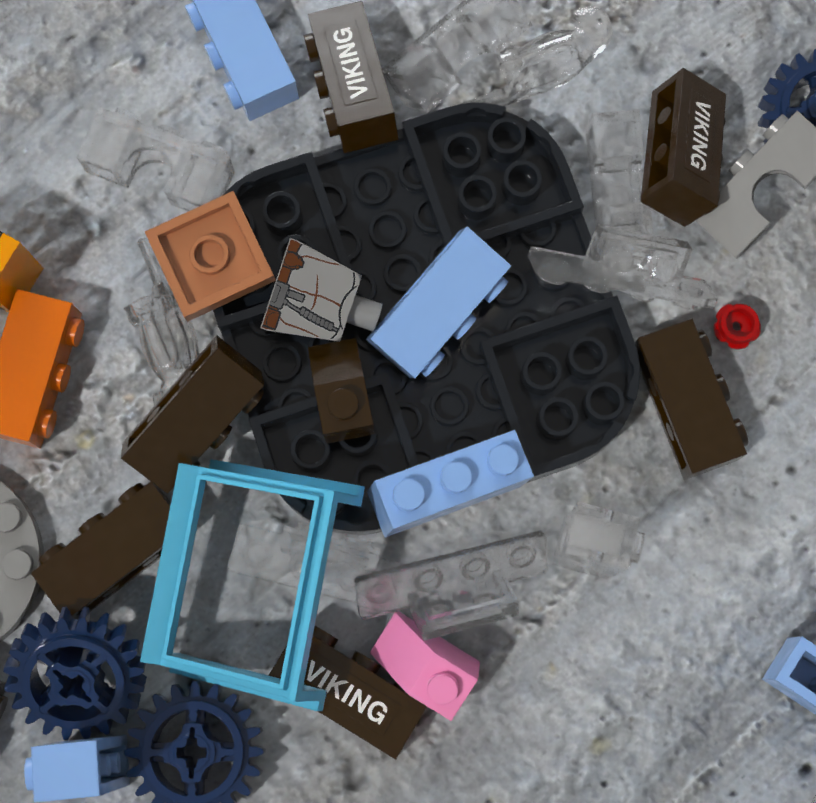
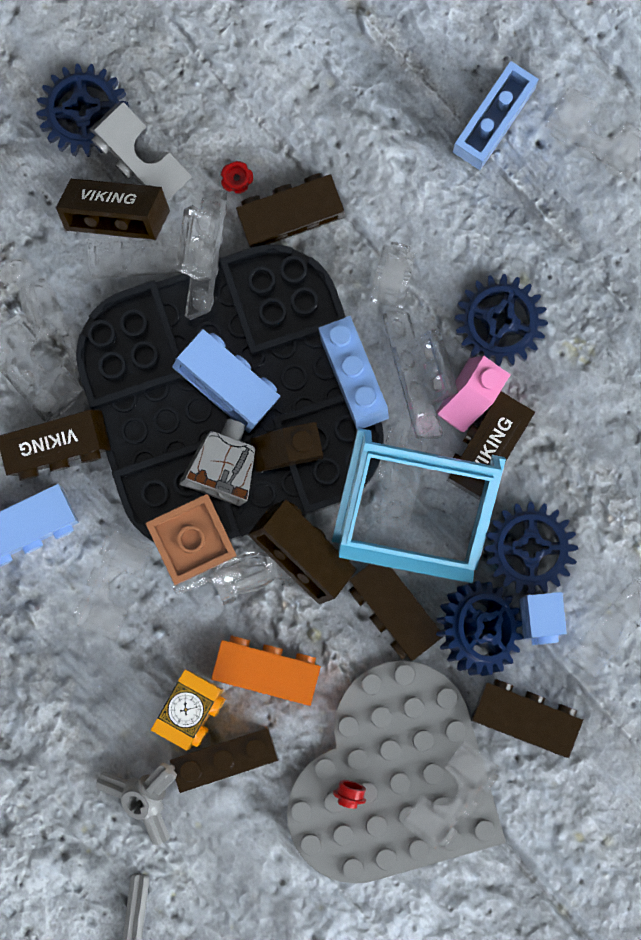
camera: 90 degrees left, 5 degrees up
(575, 724) = (511, 294): none -> dark blue gear

